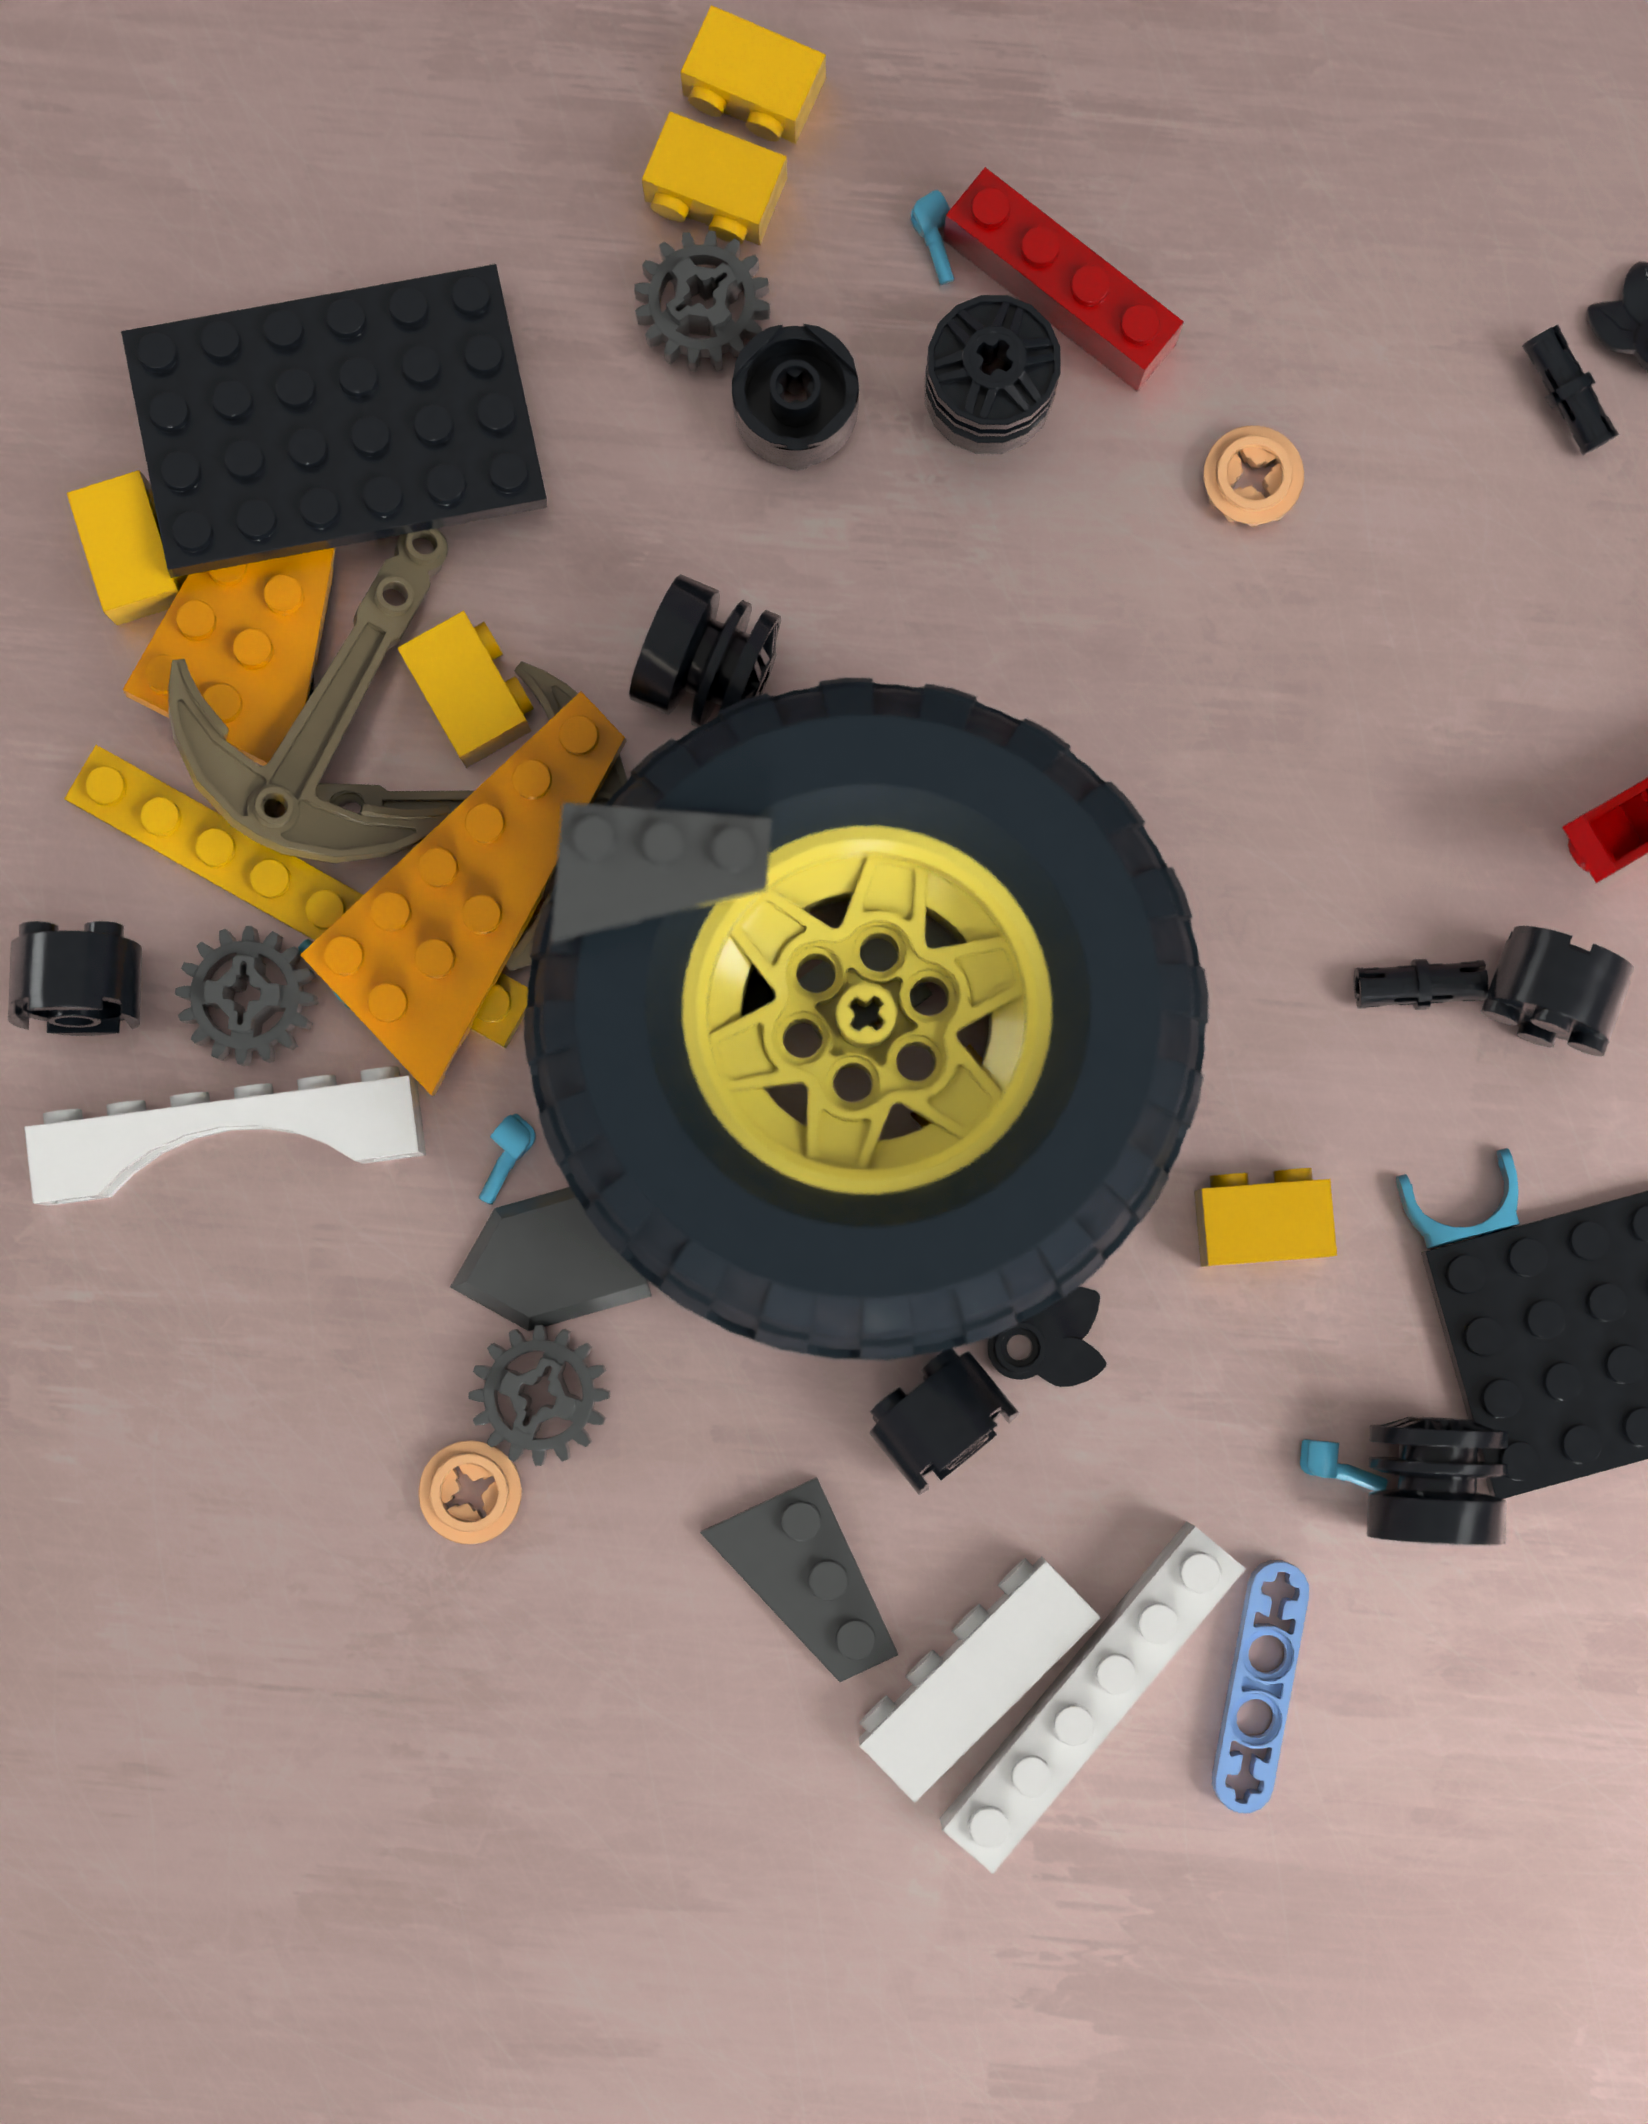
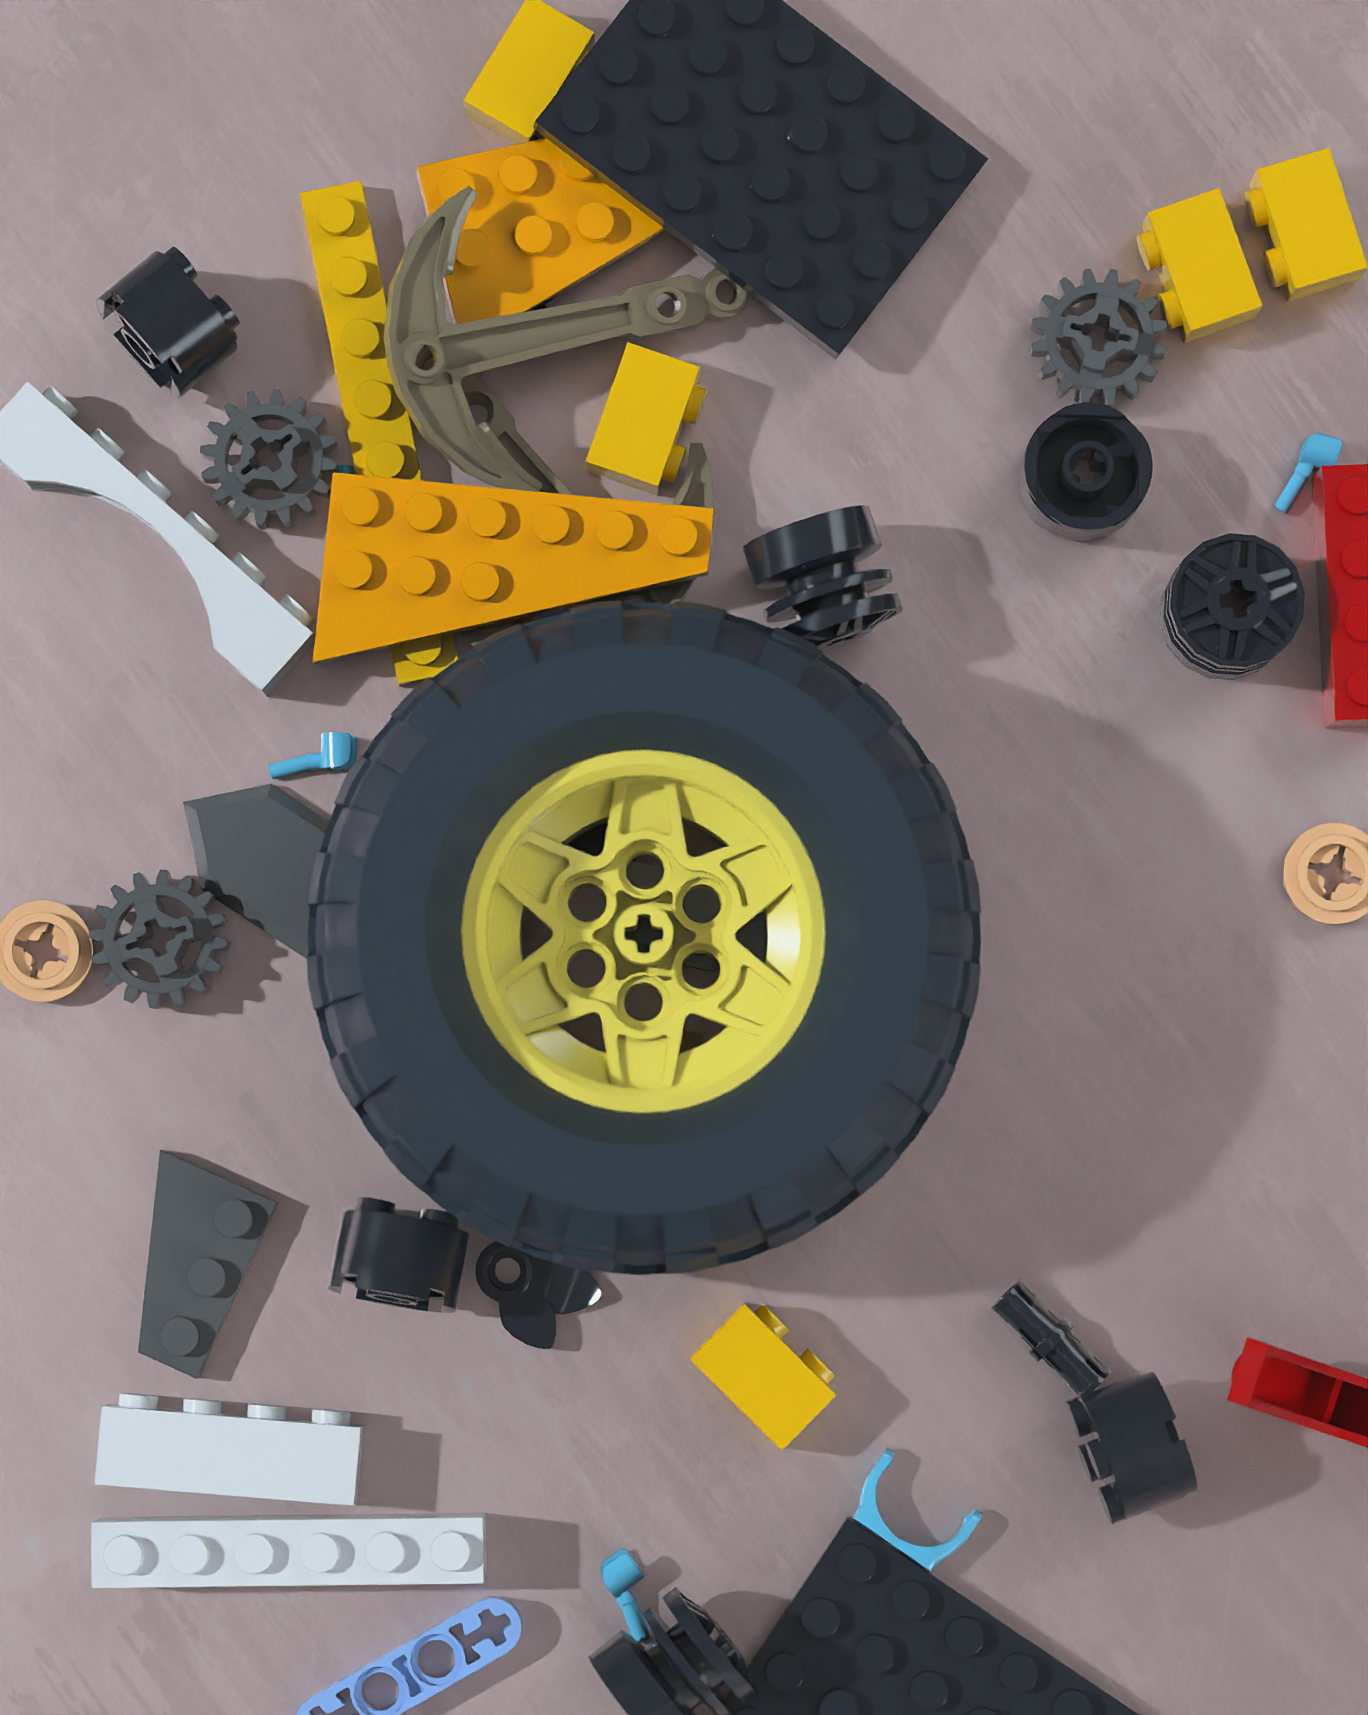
camera: 50 degrees right, 0 degrees up
(651, 863) = (606, 677): dark grey wing -> none

